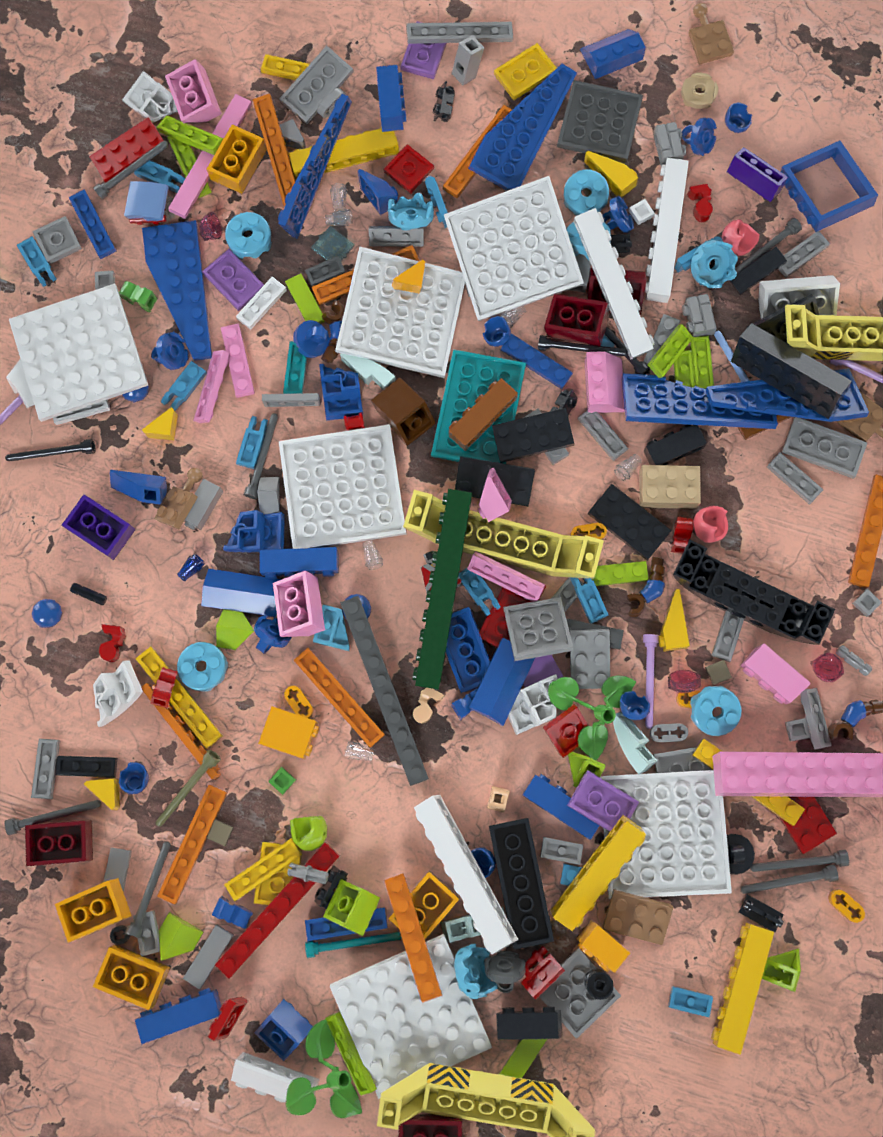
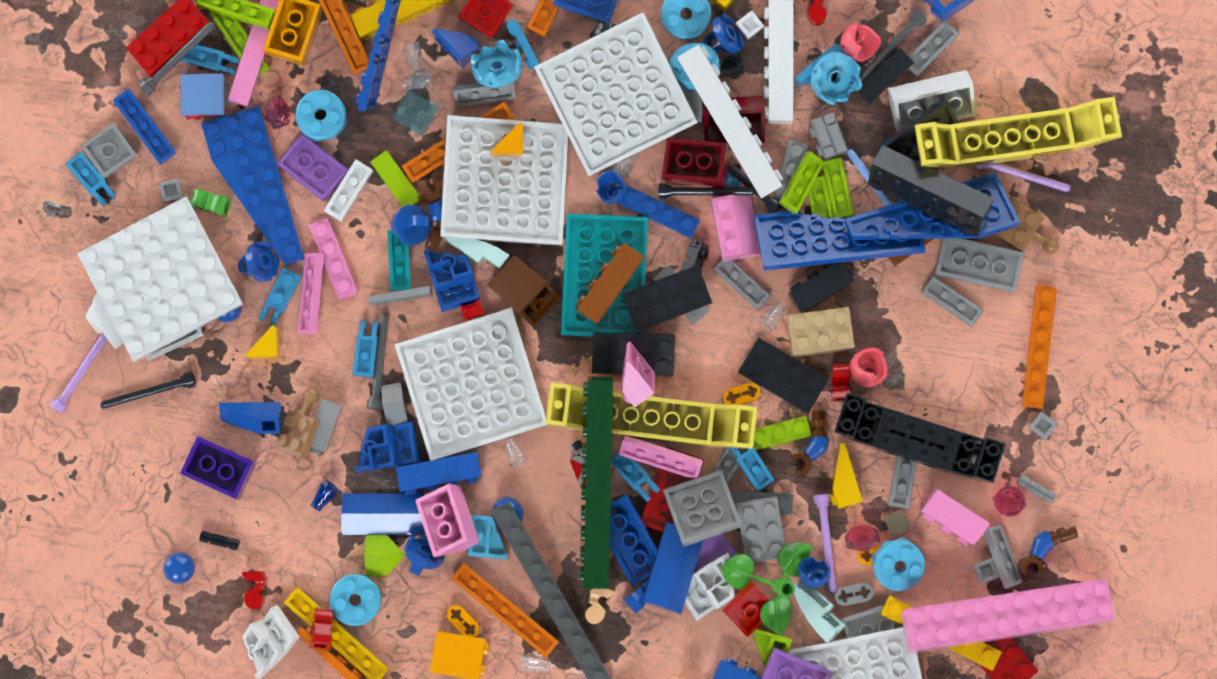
camera: 10 degrees left, 5 degrees up
(325, 271) = (413, 145): dark grey plate -> none

